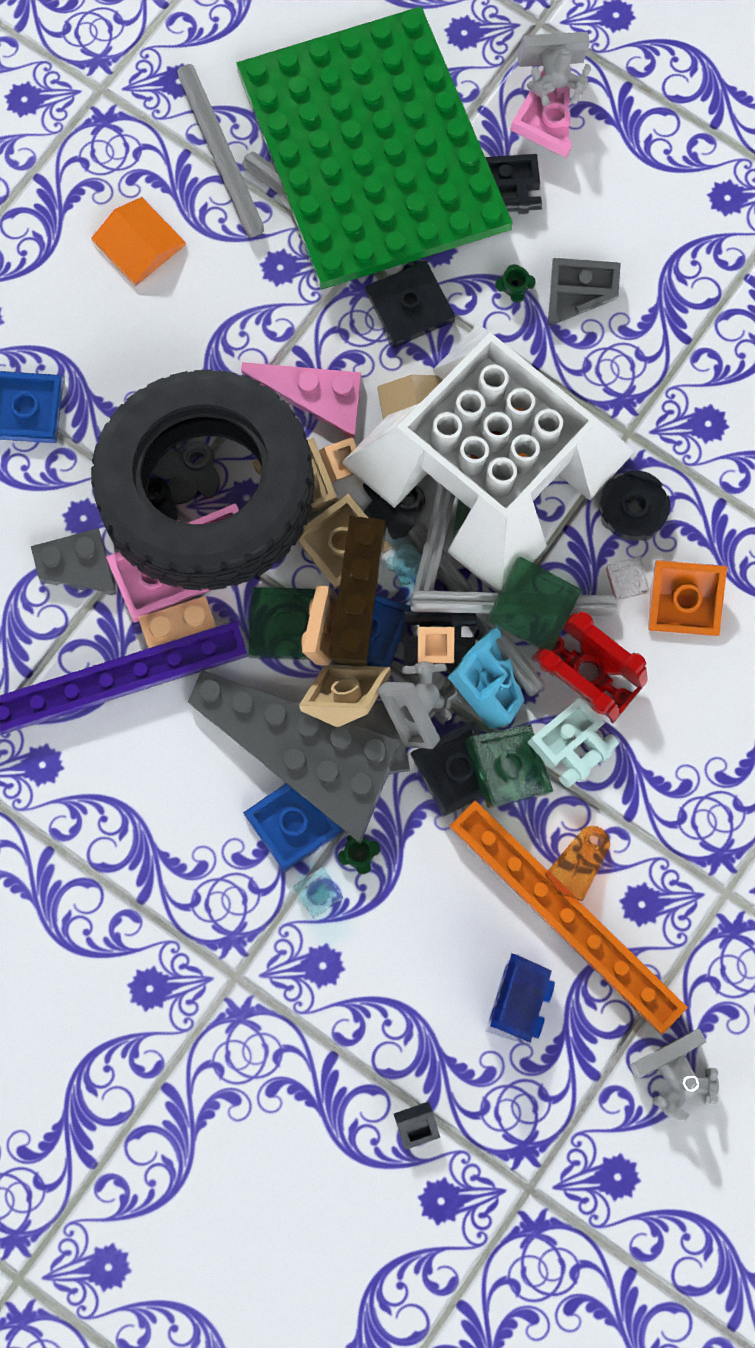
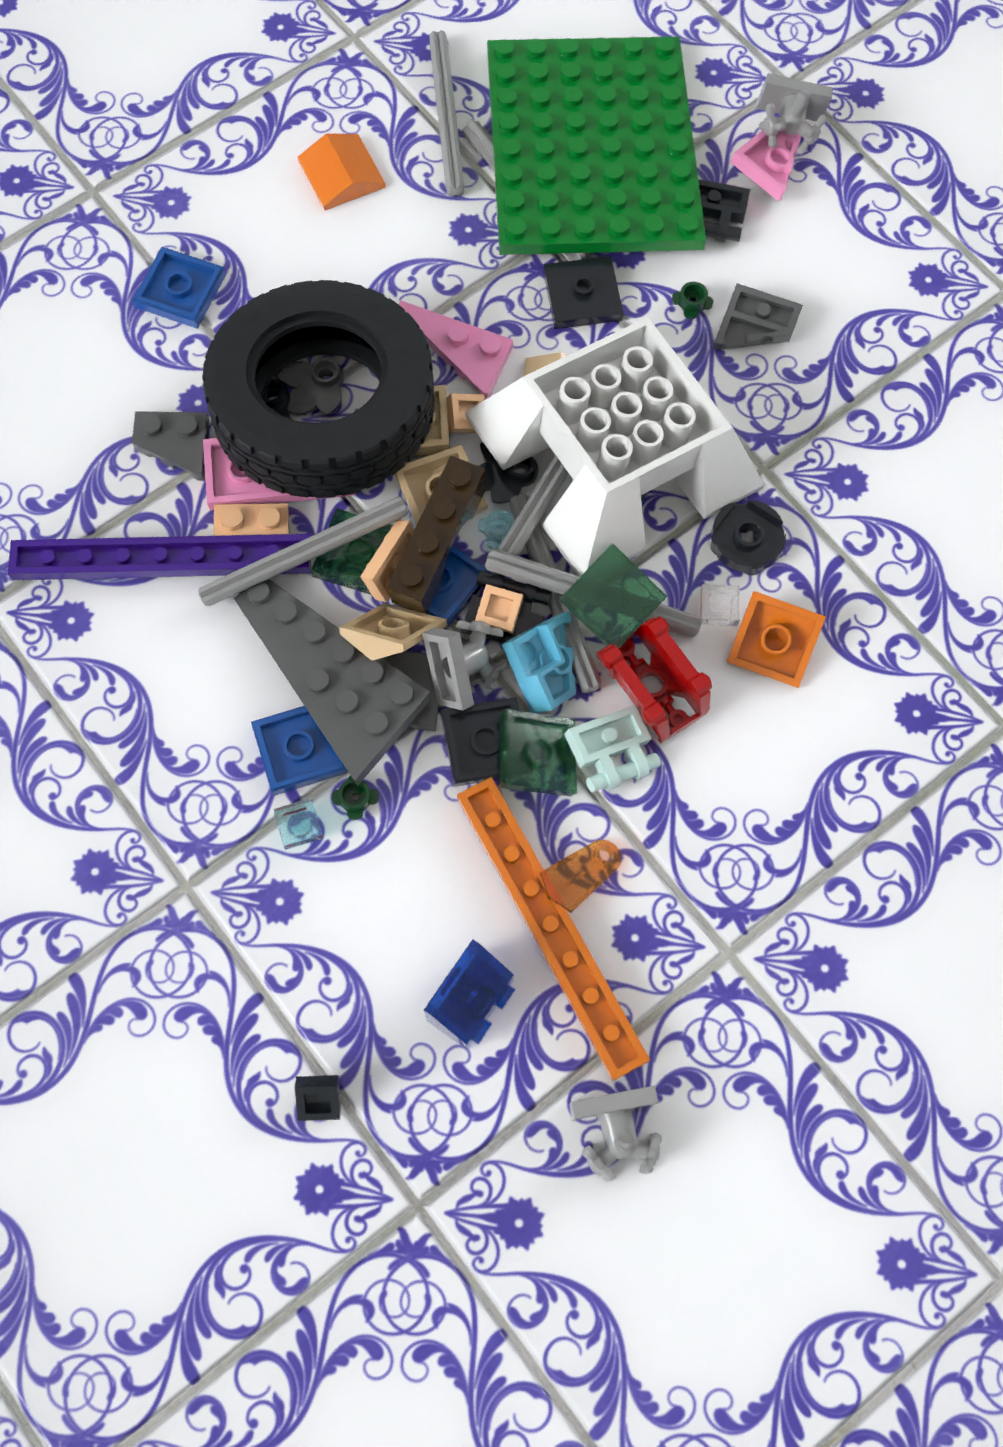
camera: 15 degrees right, 5 degrees down
(239, 641) = (303, 551): none -> light grey axle

